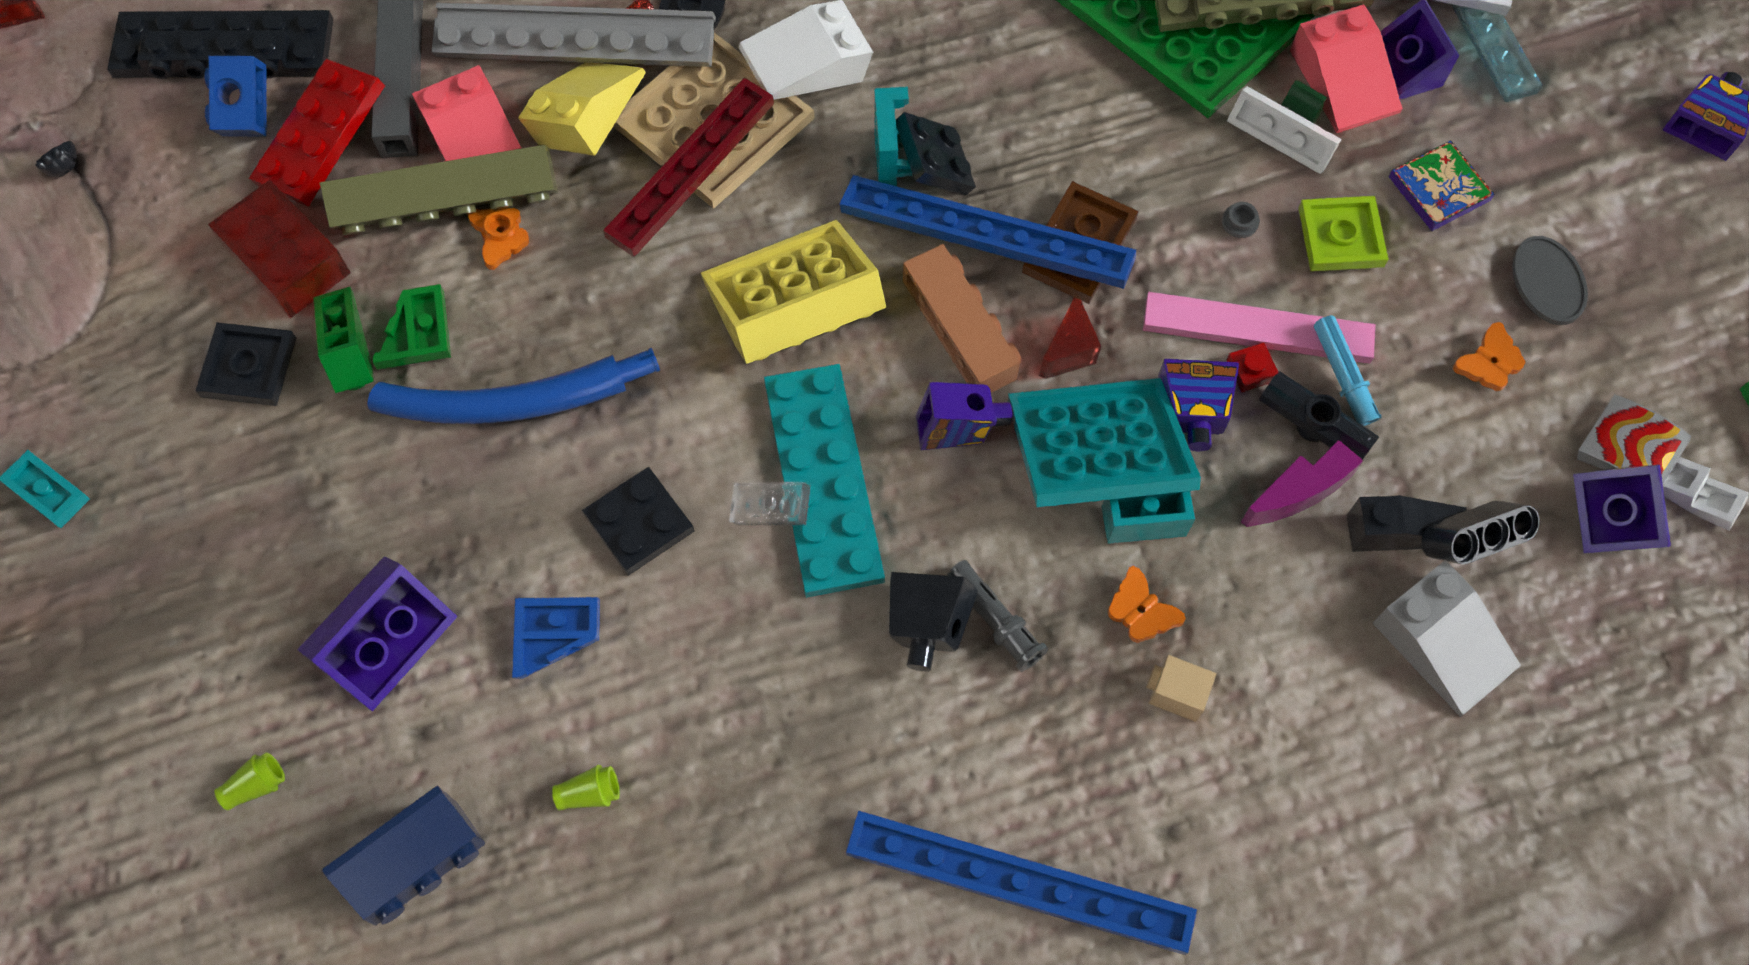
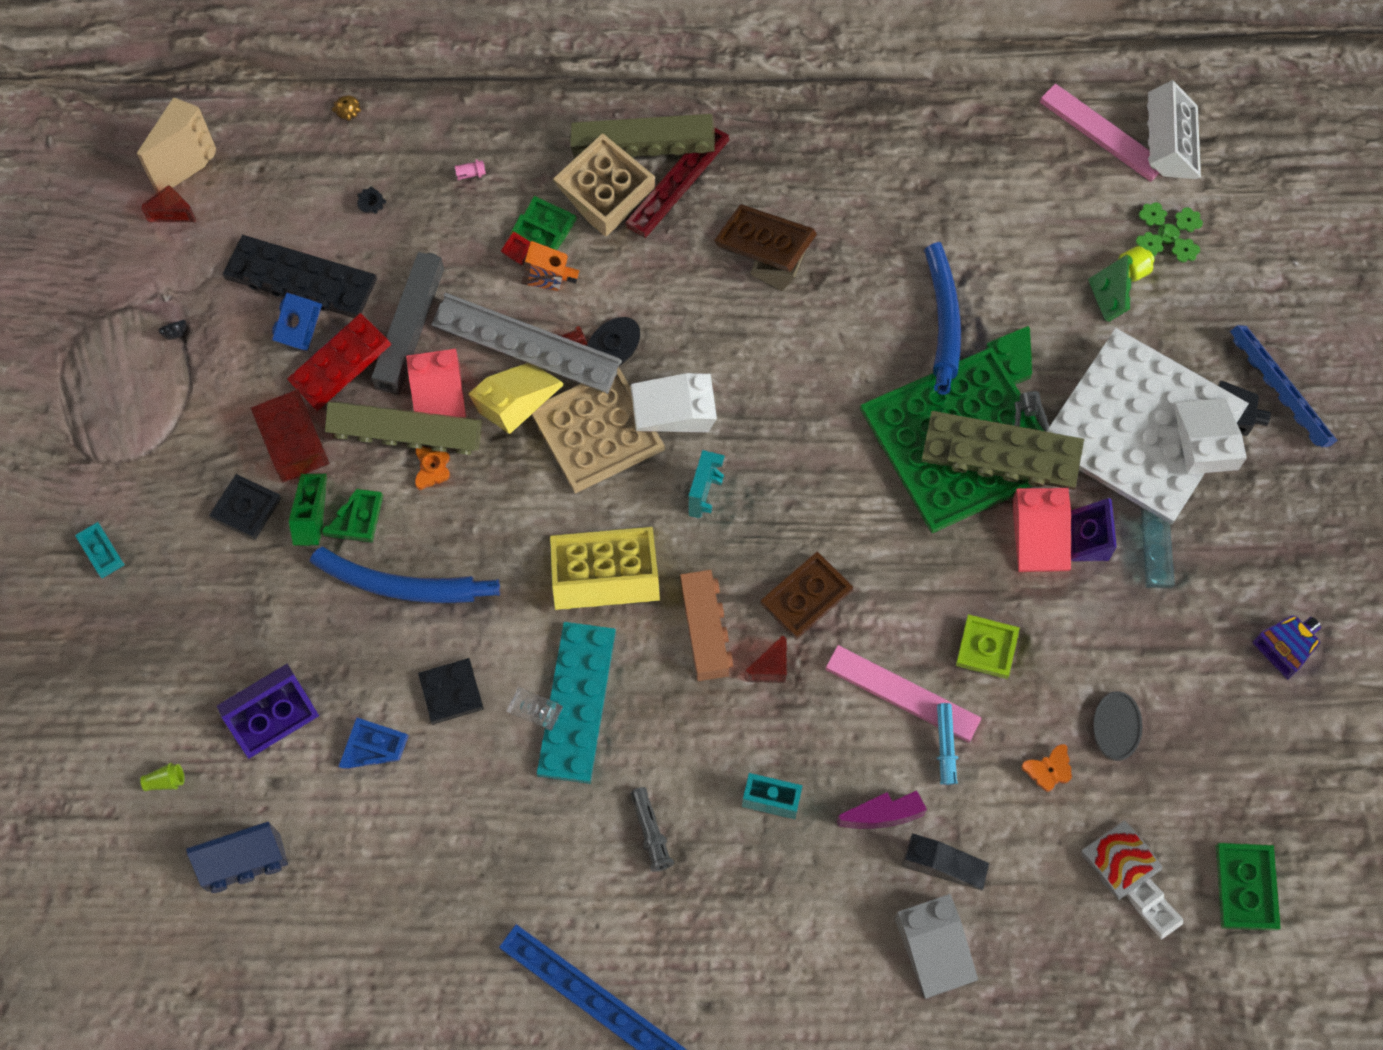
camera: 20 degrees right, 0 degrees up
(589, 789) = (359, 853): lime cone -> none
(688, 167) = (566, 462): dark red plate -> none
(928, 614) = (606, 815): black torso -> none
(935, 153) = (731, 503): black plate -> none
(958, 415) = (677, 690): dark purple torso -> none
(989, 231) = (745, 570): blue plate -> none
(1102, 442) = (759, 739): teal plate -> none
(1135, 595) = (743, 847): orange animal -> none
(1180, 687) = (747, 917): tan brick -> none
(1200, 397) = (839, 730): torso -> none
(1241, 220) = (922, 614): dark grey plate -> none
(1255, 367) = (887, 720): red plate -> none
(1283, 130) = (978, 560): white hinge -> none
(1299, 404) = (904, 755): black piece -> none
(1304, 101) = (997, 547): dark green slope -> none
(1441, 185) = (1073, 633): tile -> none
(1480, 532) = (994, 890): black beam -> none
(1622, 509) = (1085, 899): dark purple slope -> none

